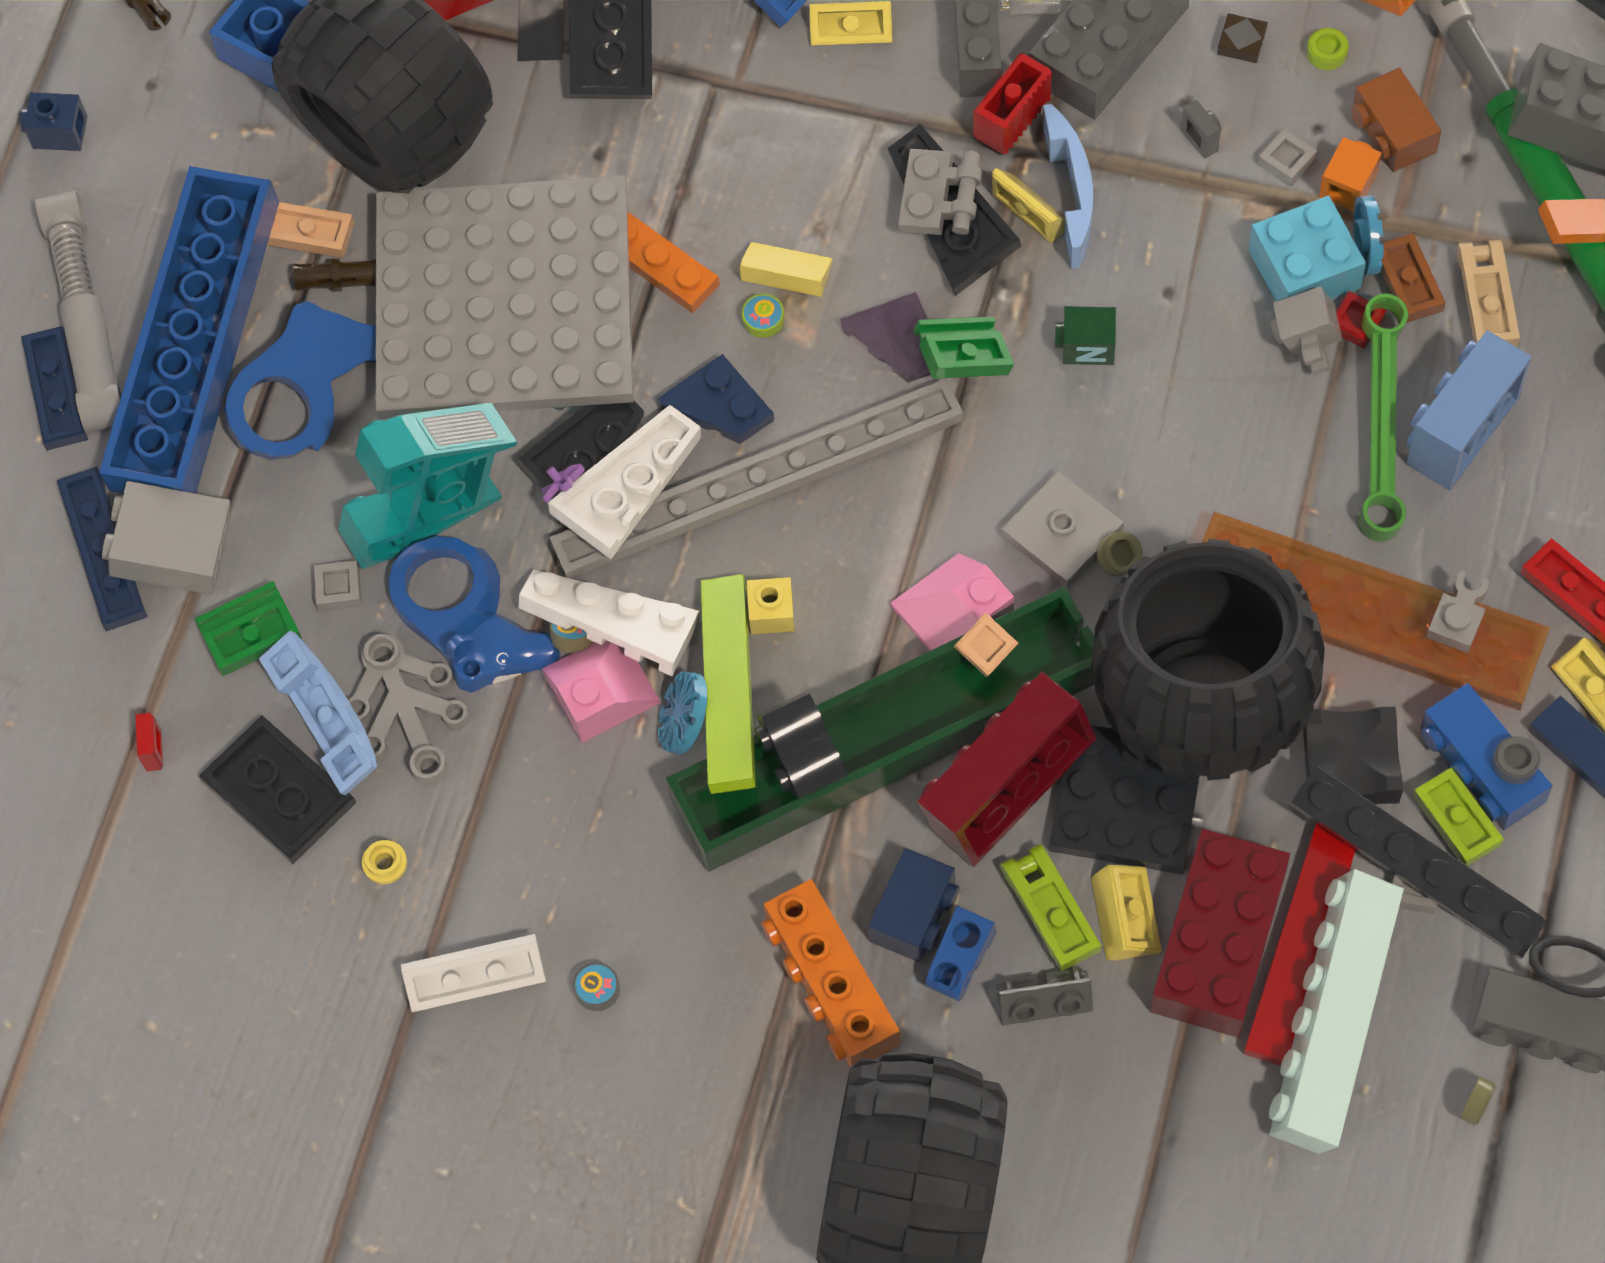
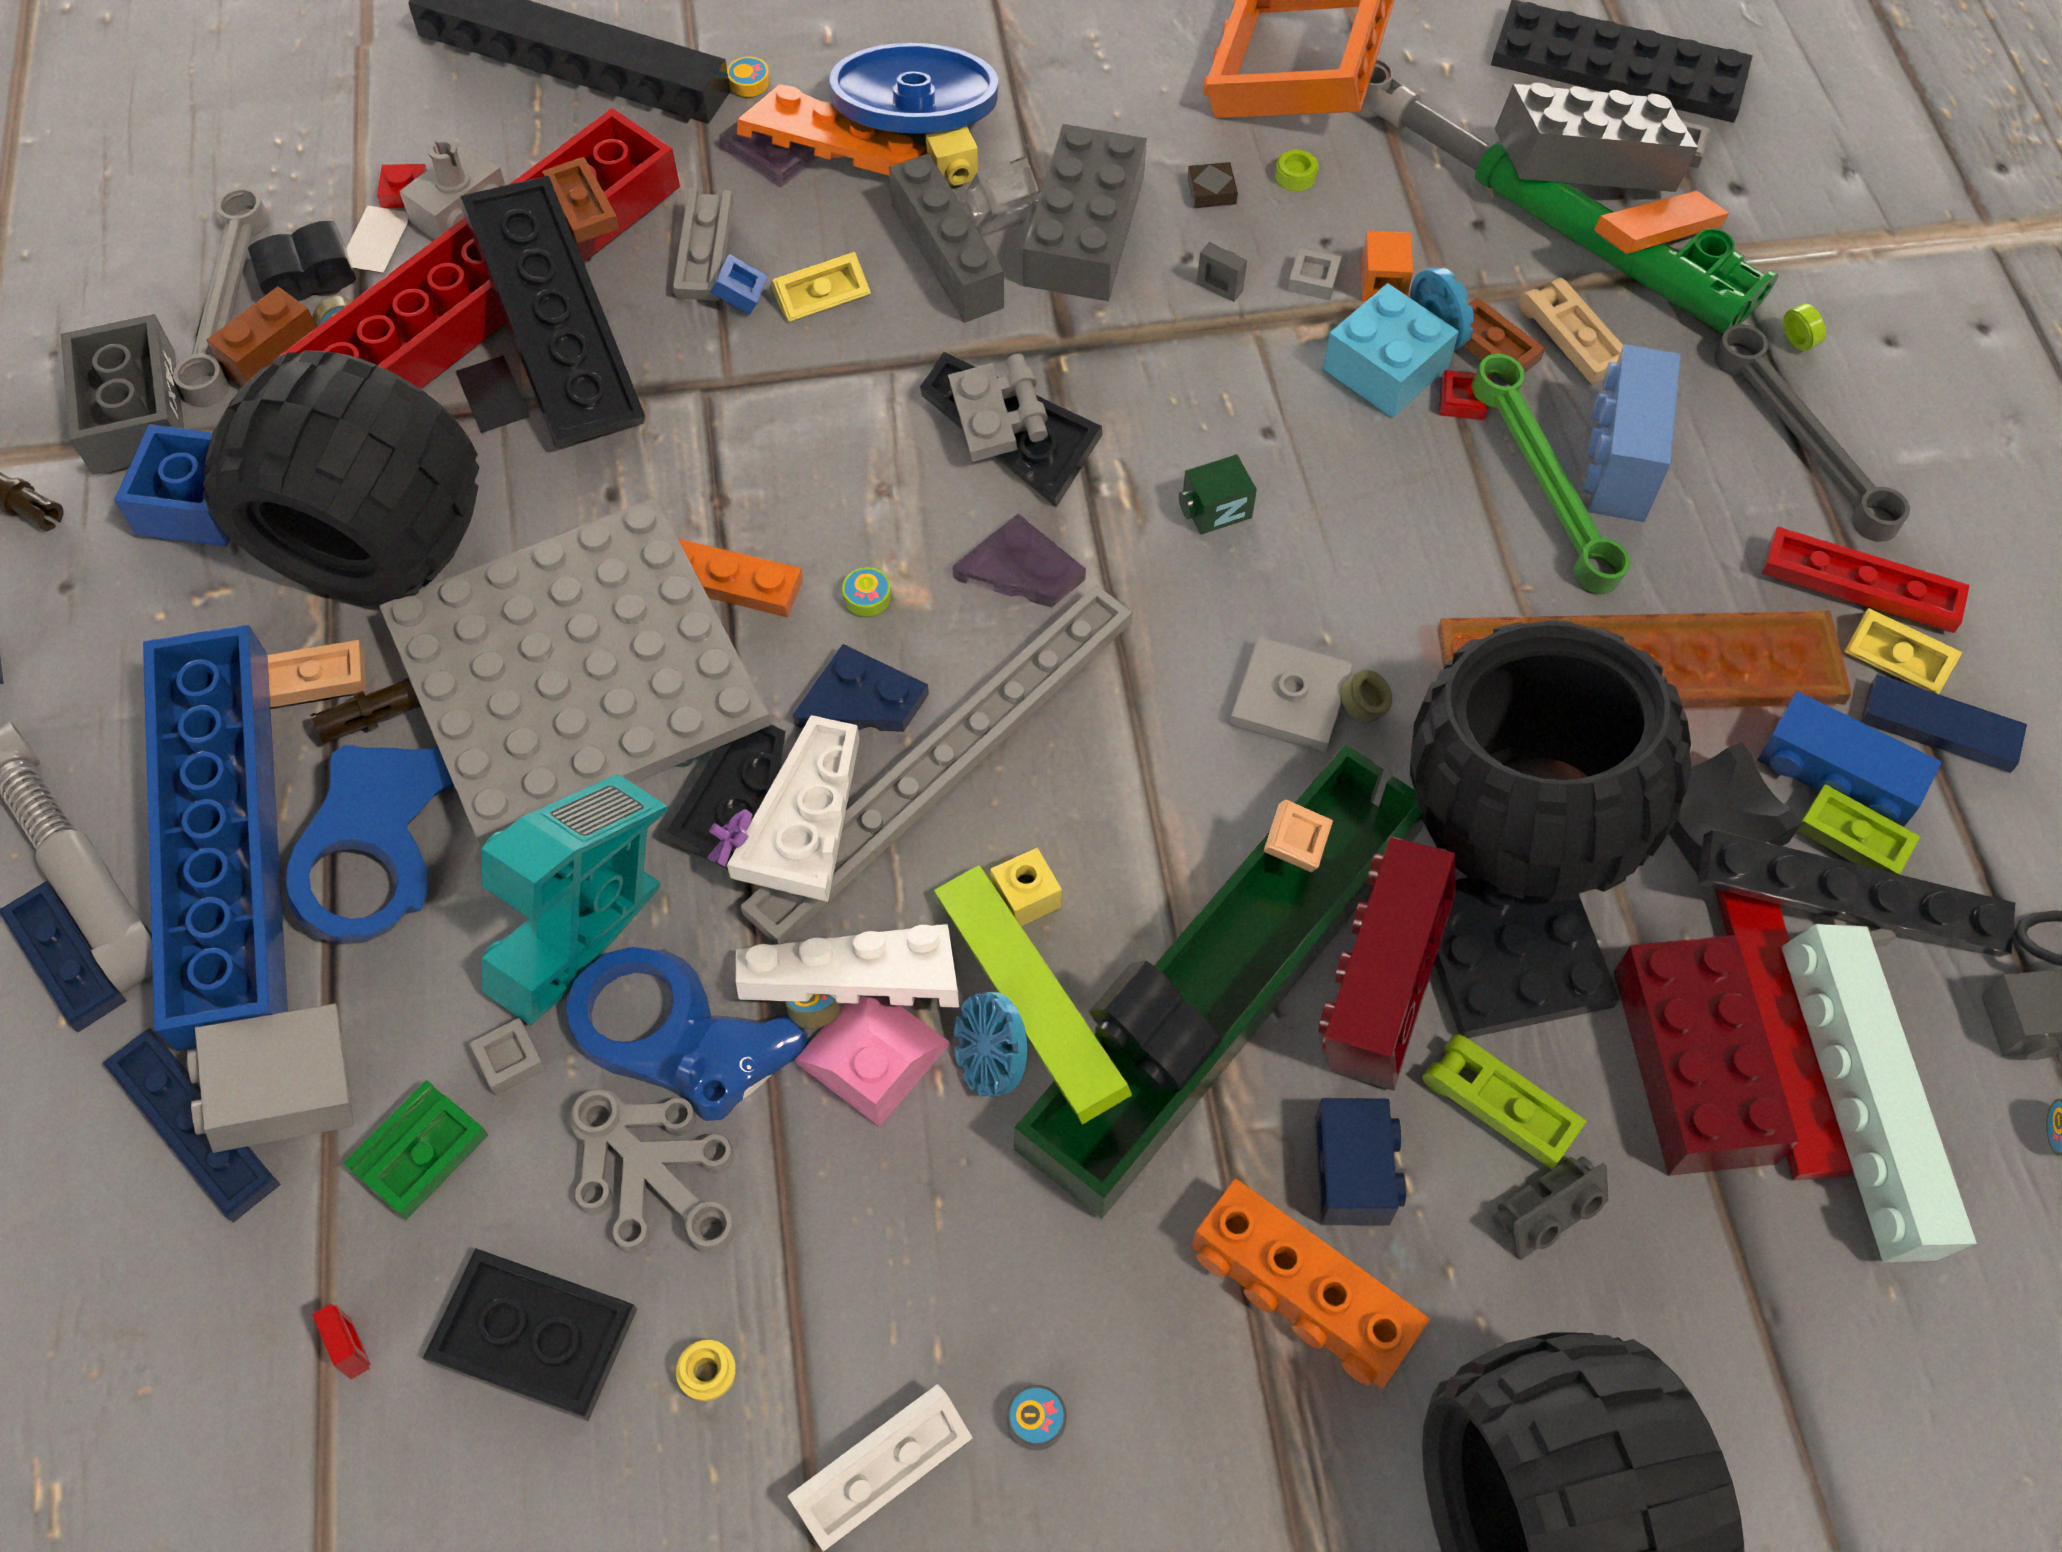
camera: 30 degrees left, 5 degrees down
(324, 709) = (555, 1212): light blue slope -> none
(785, 269) = (868, 539): light yellow slope -> none
(952, 601) = (1223, 810): bright pink slope -> none
(960, 953) = (1439, 1195): blue leg -> none
(963, 347) = (1098, 548): green plate -> none
(1012, 104) = (1028, 303): red brick -> none
(1027, 205) = (1088, 395): light yellow slope -> none
(1061, 145) = (1096, 326): light blue slope -> none
(1125, 912) = (1582, 1074): light yellow slope -> none
(1306, 326) = (1430, 410): light grey brick -> none
(1395, 120) = (1400, 201): dark orange brick -> none
(1459, 616) = (1739, 632): light grey plate -> none
(1516, 760) = (1895, 748): dark grey tile -> none

